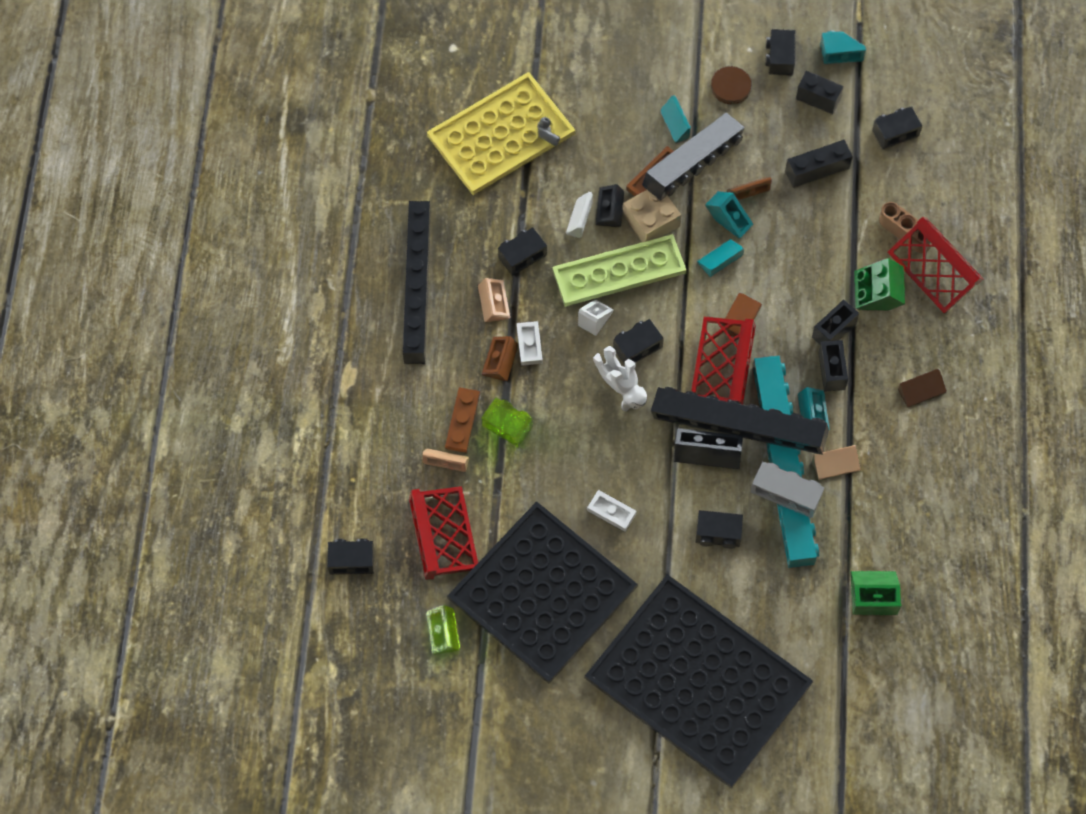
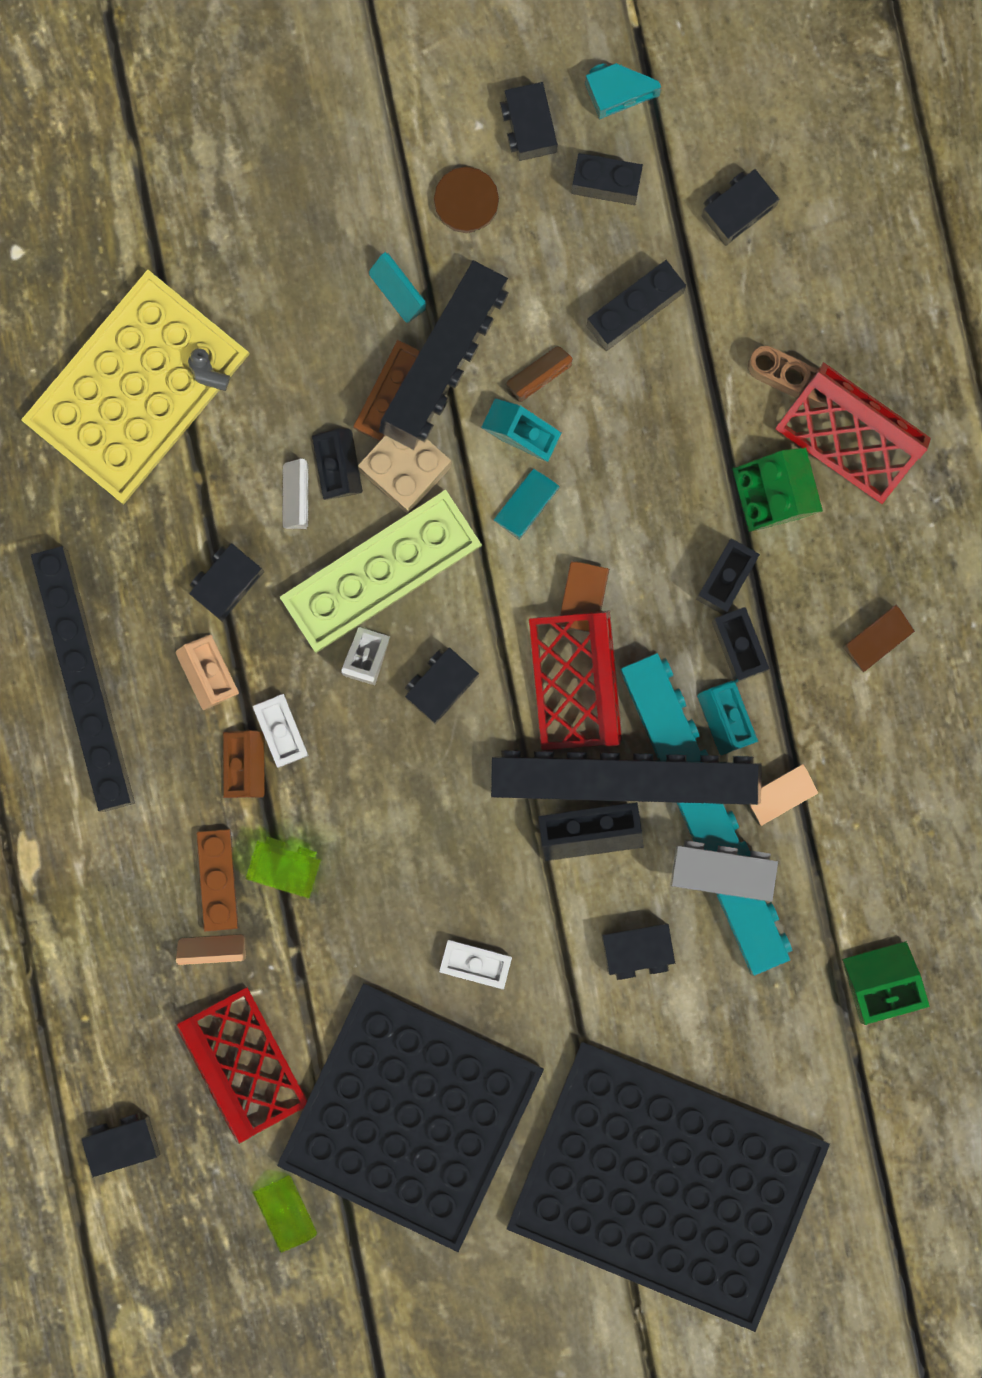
camera: 15 degrees left, 20 degrees up
(621, 379) = (435, 759): white animal -> none

